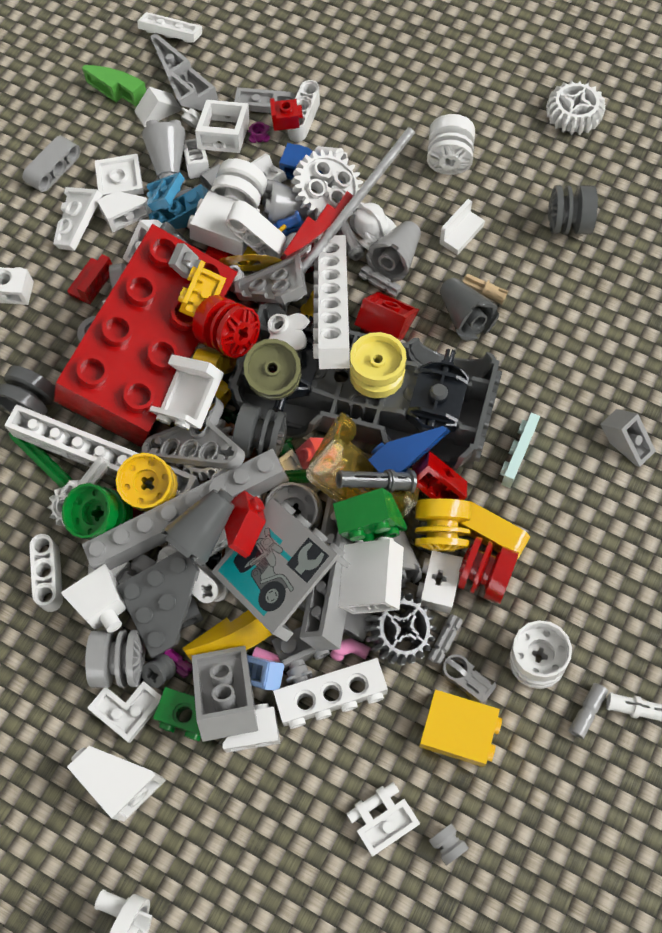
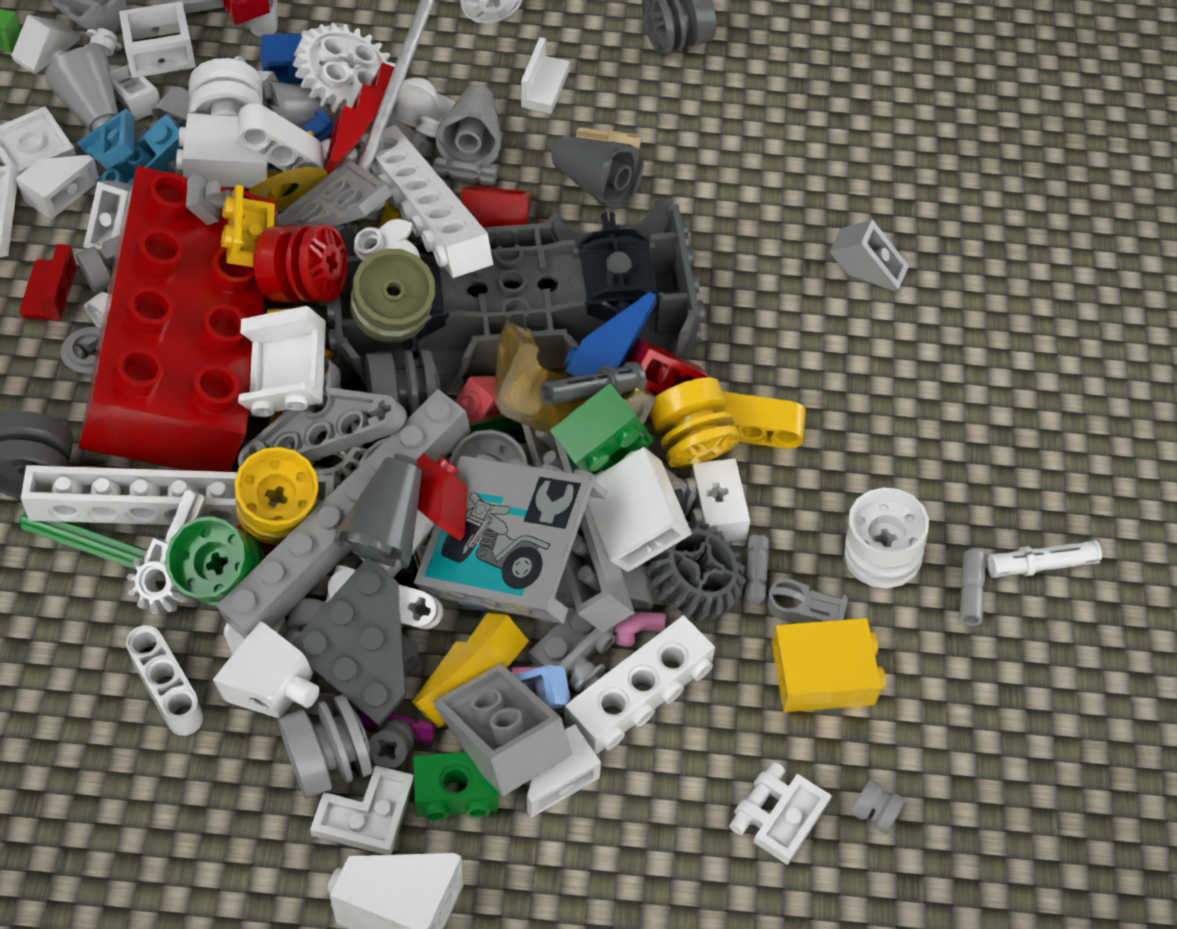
camera: 30 degrees left, 10 degrees down
(259, 132) = (209, 36): magenta plate -> none
(377, 365) = (527, 252): light yellow wheel -> none
(487, 569) = (775, 461): red wheel -> none
(519, 449) = (743, 314): light aqua plate -> none

